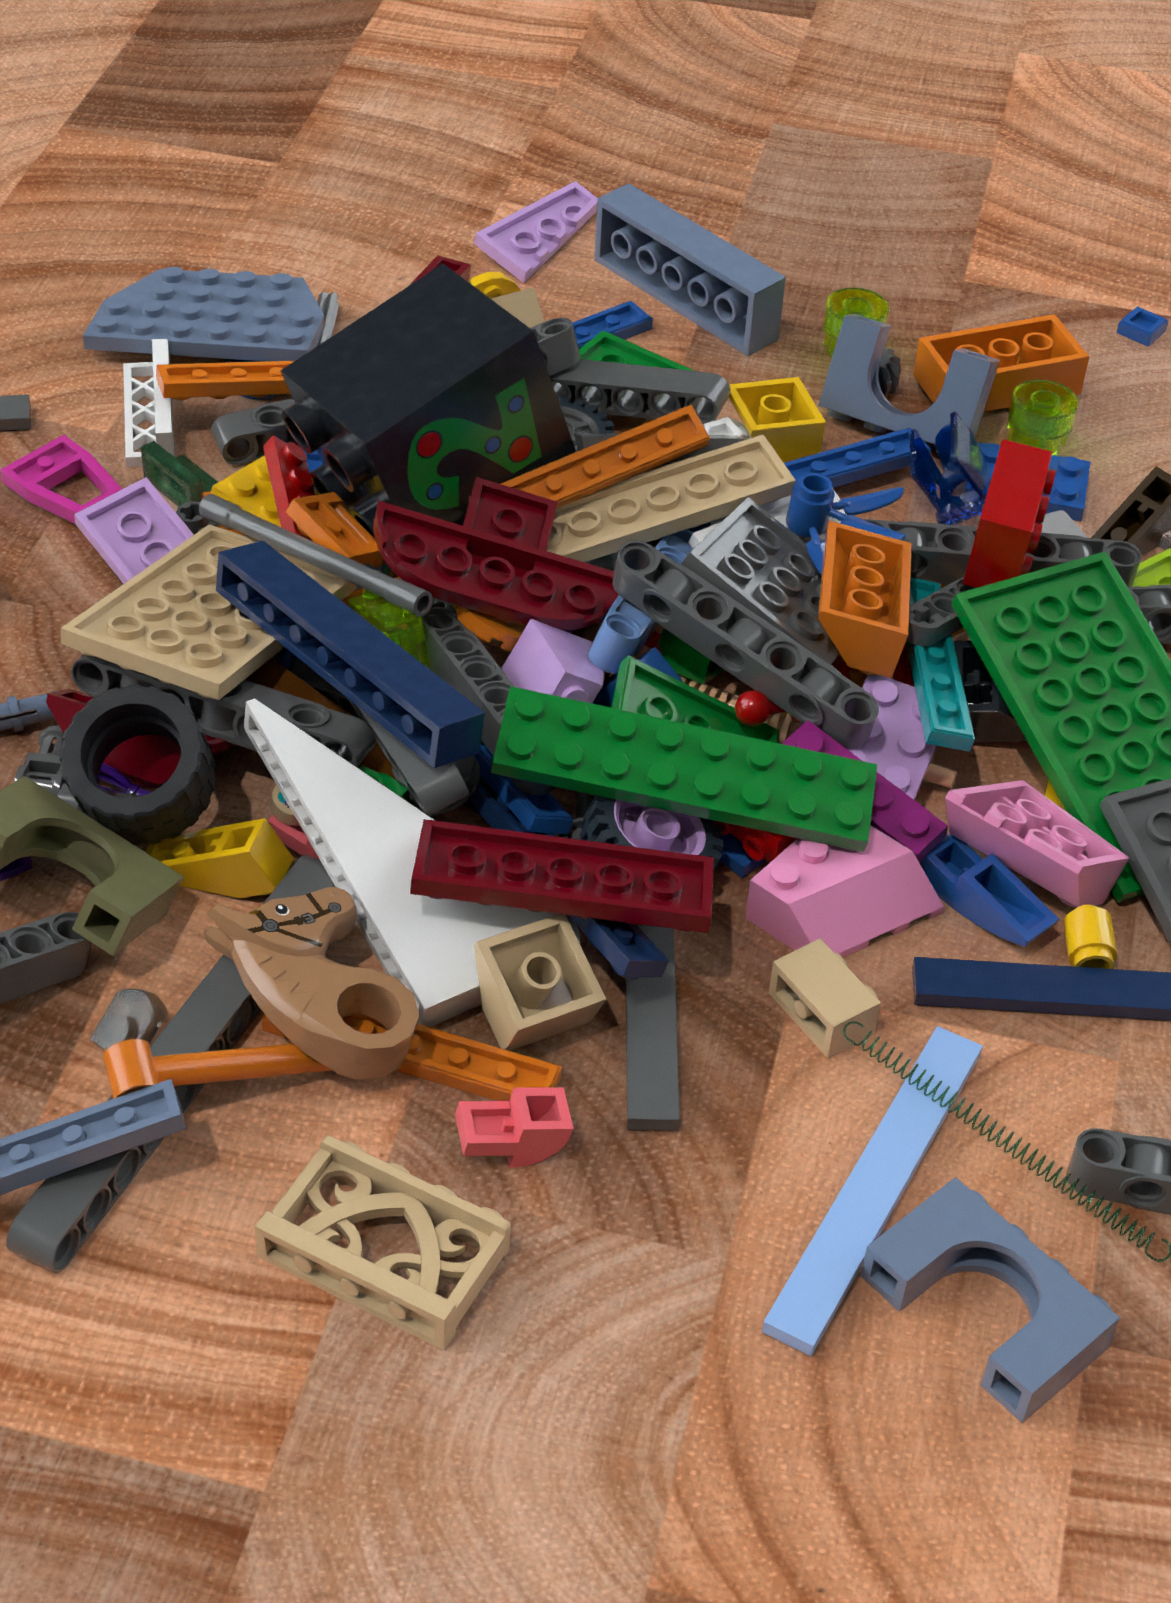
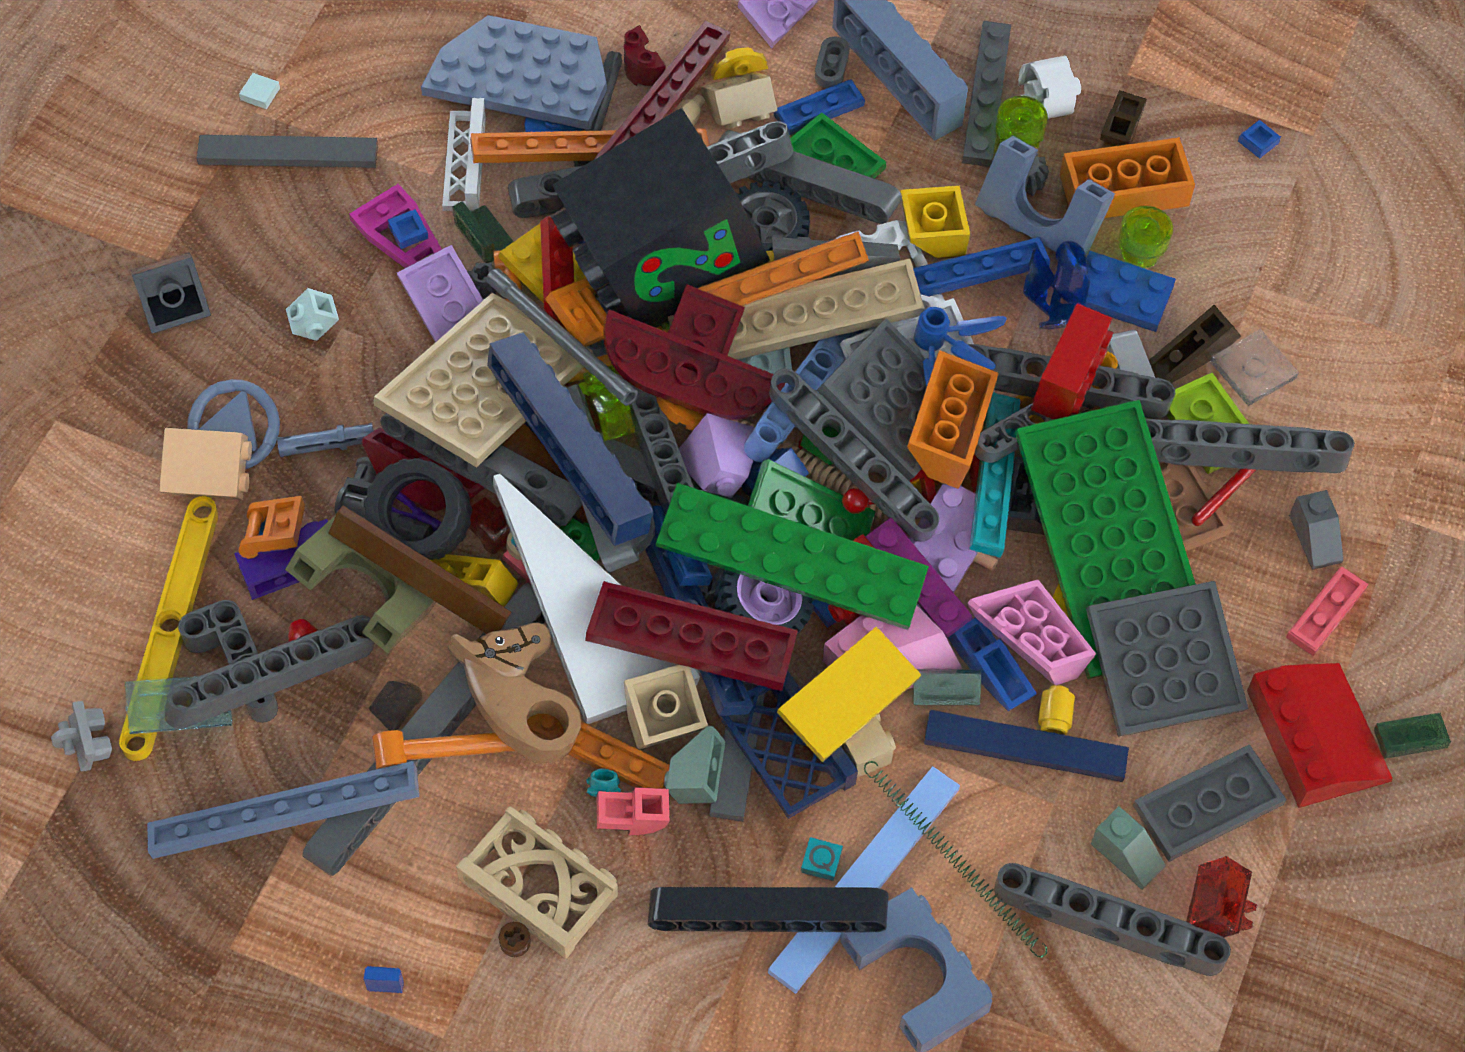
camera: 10 degrees right, 15 degrees up
(83, 475) = (408, 229): none -> blue plate
(147, 834) = (418, 571): none -> reddish brown tile
(157, 1409) = (383, 979): none -> blue tile
(243, 792) = (489, 525): none -> clear red brick
(361, 290) = (641, 64): none -> dark red cylinder
(372, 1336) = (509, 930): none -> reddish brown bush
(458, 1090) = (603, 780): none -> teal plate
(598, 1061) = (697, 769): none -> sand green slope
(603, 285) = (830, 64): none -> dark grey plate
(748, 1230) = (768, 909): none -> black beam
(751, 996) = (836, 765): none -> dark blue fence
(801, 307) = (986, 93): none -> dark grey plate
(801, 935) = (849, 693): none -> yellow tile
(807, 1164) = (821, 859): none -> teal tile
(886, 273) = (1051, 84): none -> white brick
(930, 926) = (947, 687): none -> clear green plate
(977, 306) = (1123, 119): none -> dark brown brick

